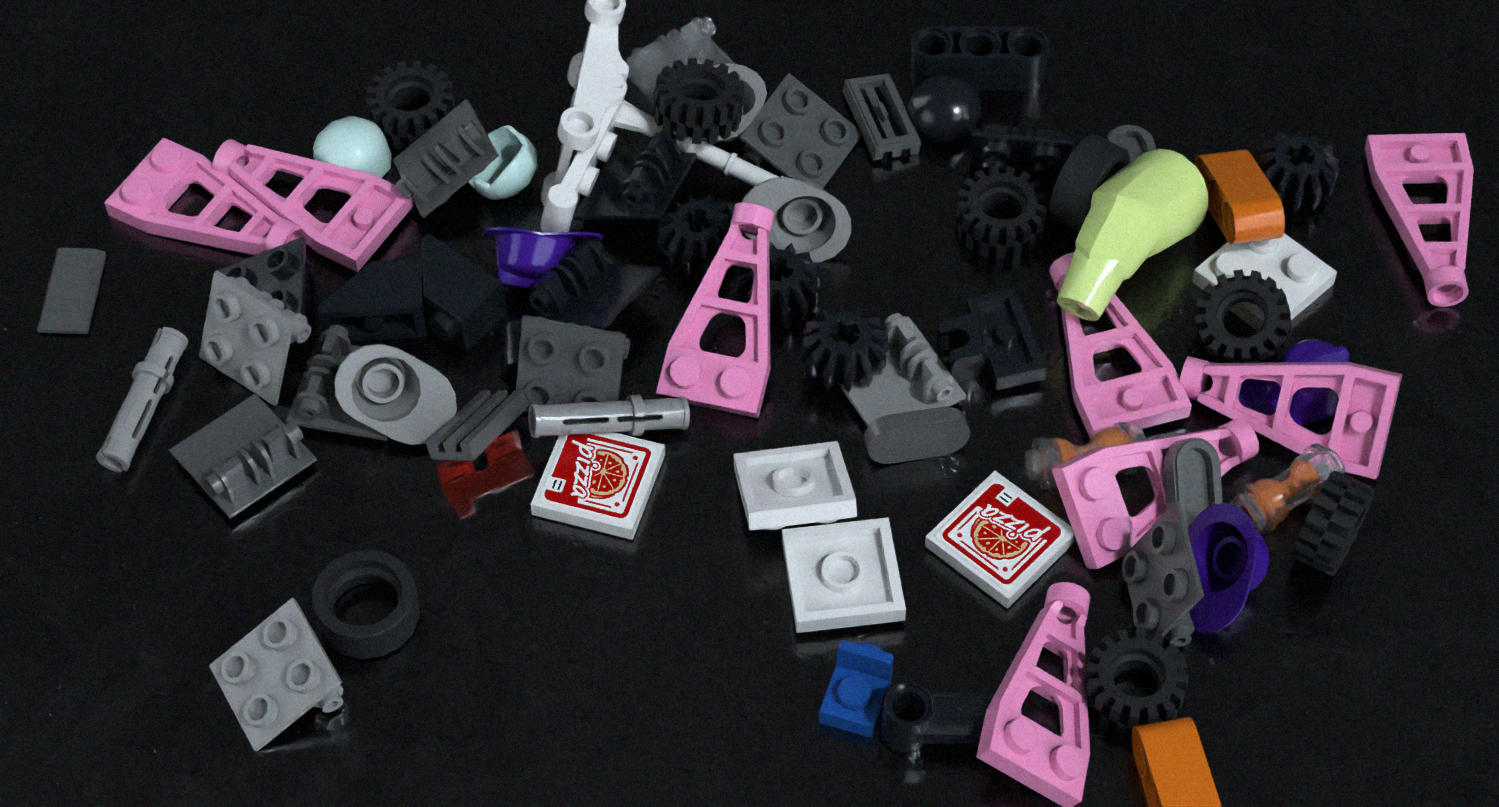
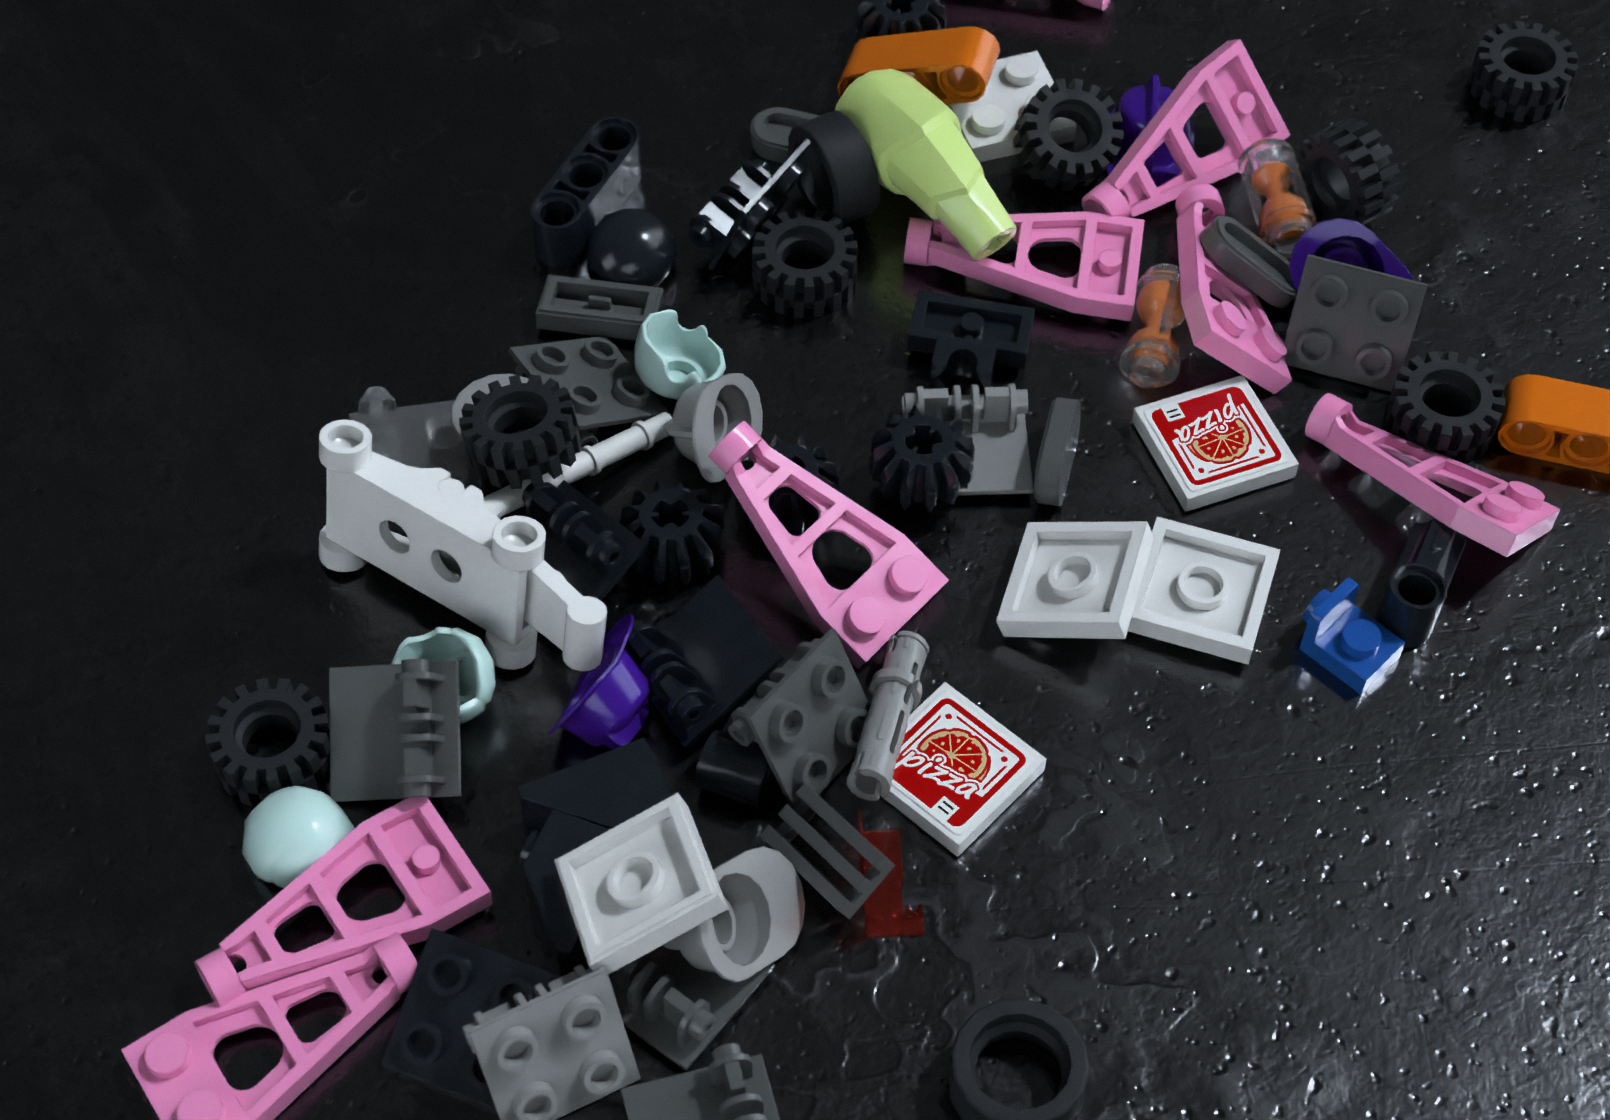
camera: 65 degrees left, 0 degrees up
(366, 314) = (640, 885): none -> white tile
(854, 170) = (675, 357): none -> light aqua hair

